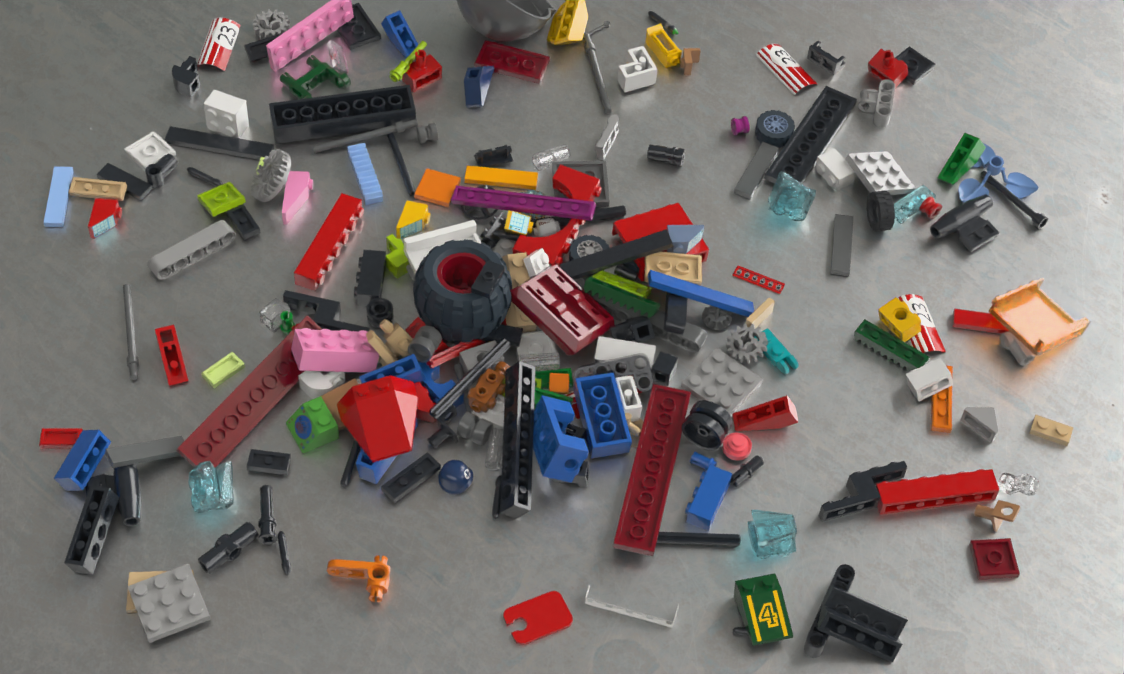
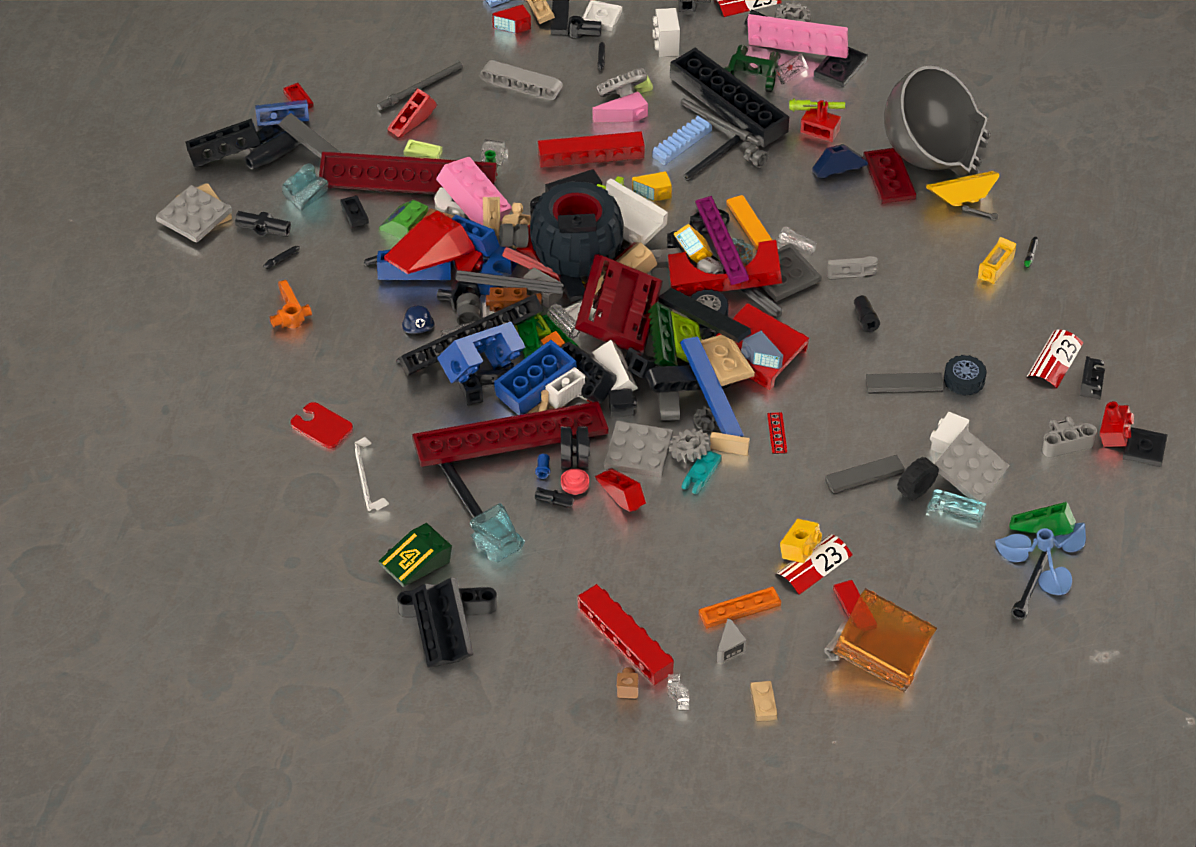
camera: 65 degrees right, 5 degrees down
(218, 143) = (642, 47): black tile -> none
(221, 199) = (584, 72): lime tile -> none
(243, 221) = (572, 95): black plate -> none
(267, 521) = (299, 236): black pin -> none
(326, 311) = (514, 180): black bracket -> none
(399, 33) = (851, 93): blue slope -> none
(411, 477) = (396, 295): black plate -> none
(437, 187) = (704, 186): orange tile -> none
(490, 158) = (766, 207): black hinge -> none
(536, 262) = (653, 267): white plate -> none
(590, 50) = (950, 216): dark grey bar -> none
(637, 71) = (946, 255): white brick -> none
(690, 56) = (994, 283): medium nougat bracket -> none
(708, 497) = (507, 482): blue brick -> none
(740, 125) = (946, 349): magenta wheel -> none
(790, 197) = (881, 411): clear light blue piece -> none
(807, 129) = (984, 396): black plate -> none
(862, 491) = (586, 579): black bracket -> none
(890, 346) = (767, 548): dark green gear -> none
(929, 379) = (745, 584): white brick -> none
(930, 207) = (963, 520): red wheel -> none
(967, 220) = (966, 553): black plate -> none
(994, 558) = (585, 703): dark red tile -> none

